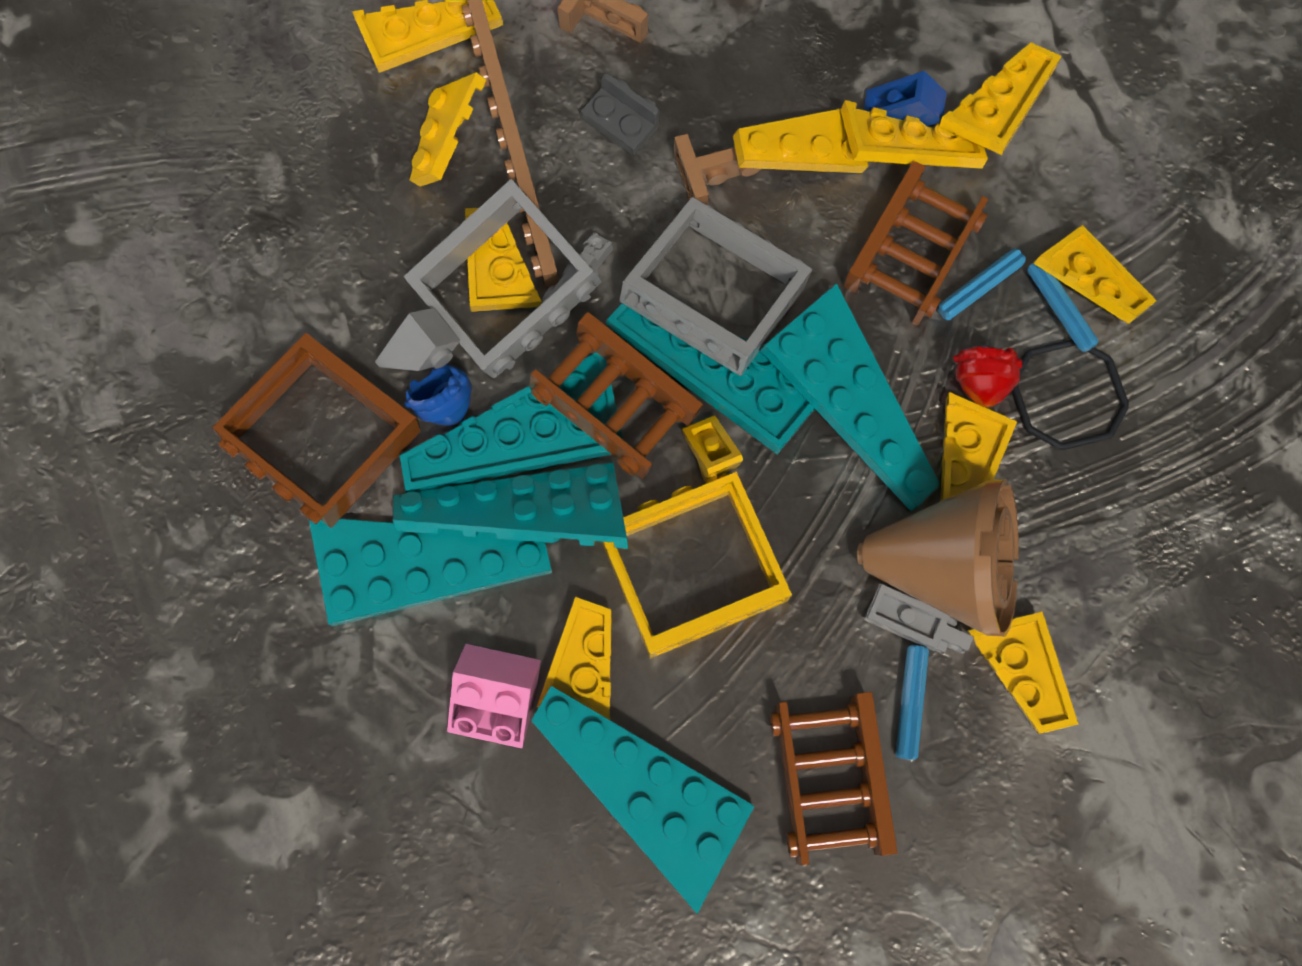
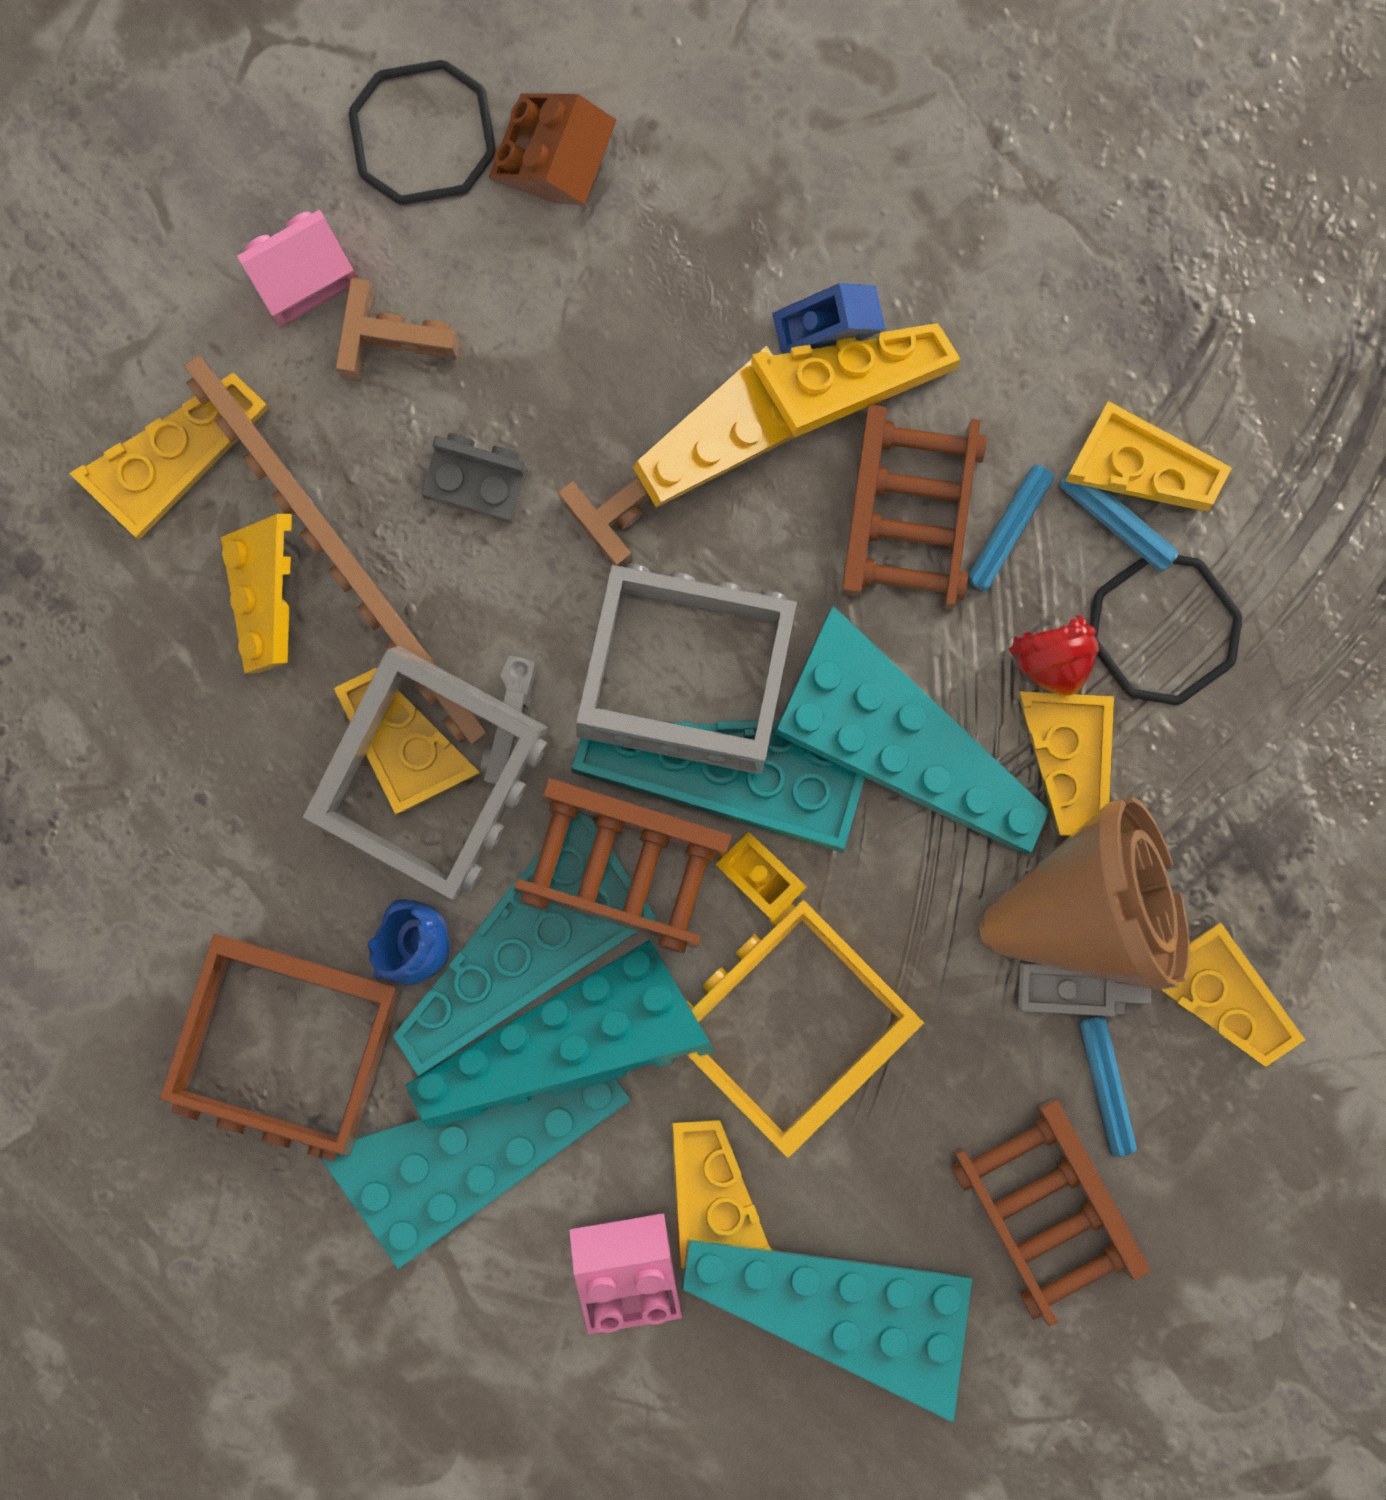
camera: 15 degrees left, 10 degrees up
(419, 343) = (362, 895): light grey slope -> none
(1004, 100) = (949, 281): yellow wing -> none

